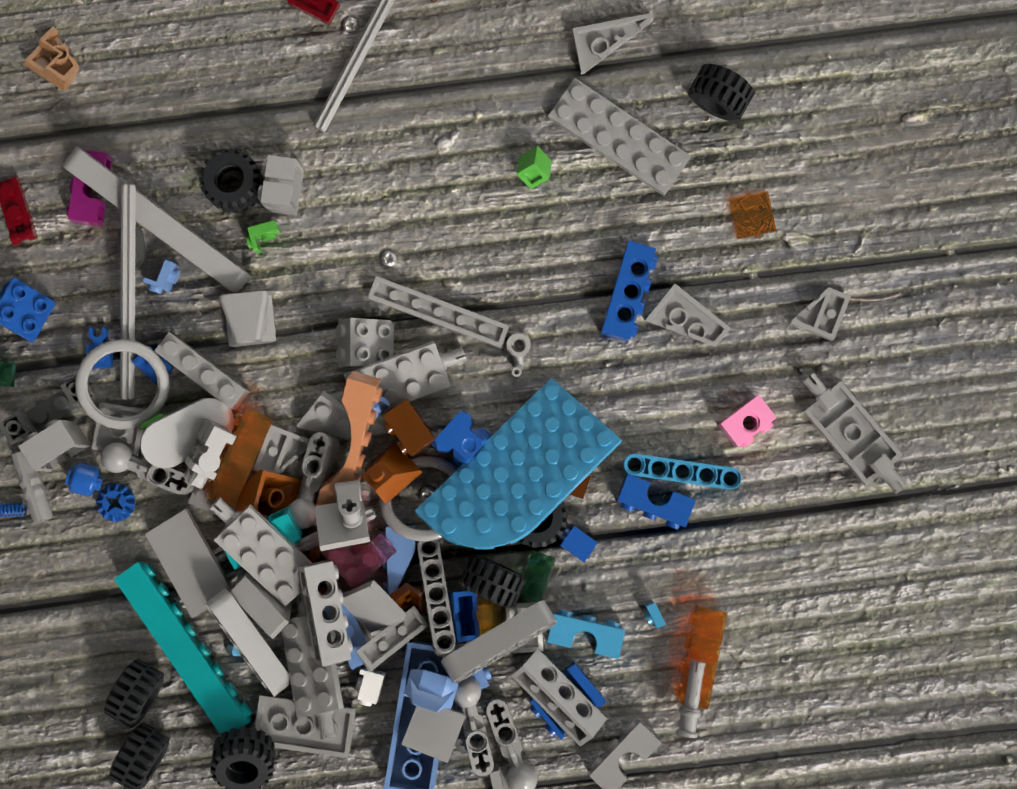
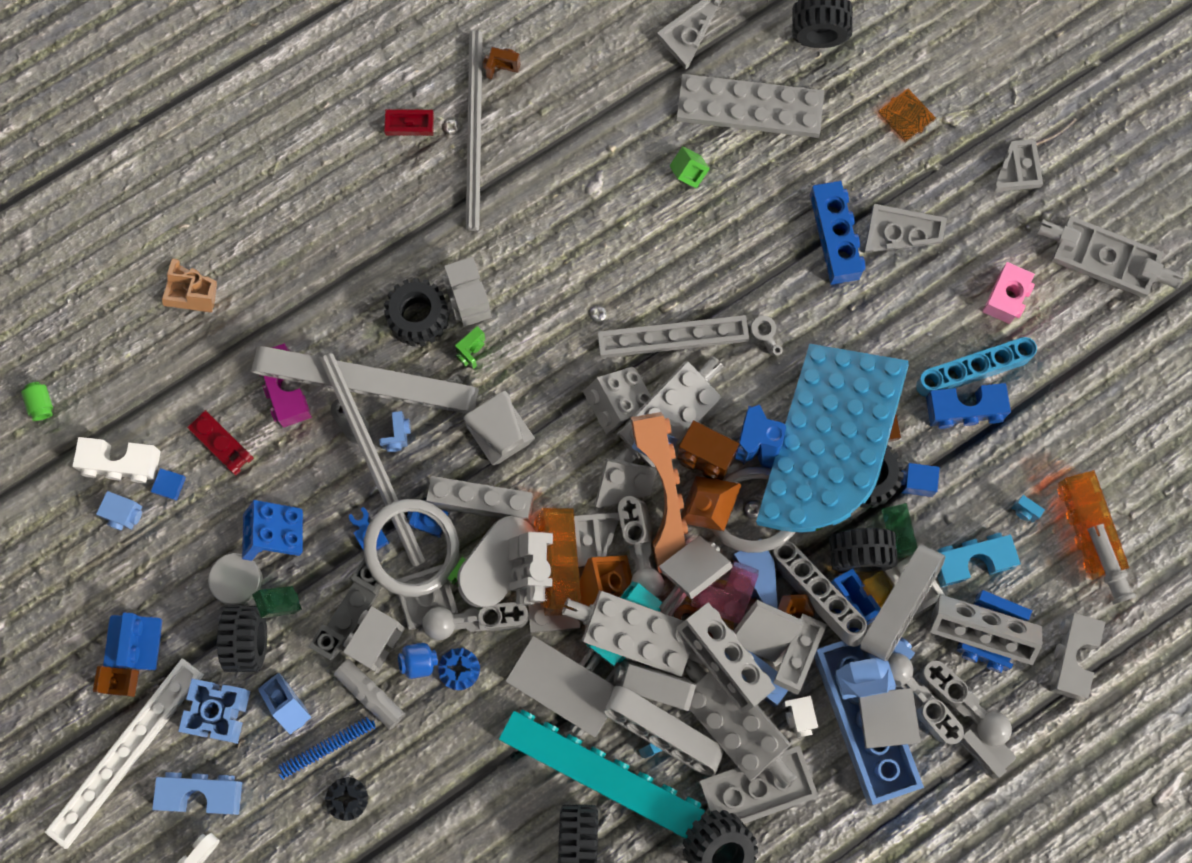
camera: 30 degrees left, 10 degrees down
(349, 503) = (692, 542): light grey piece -> none

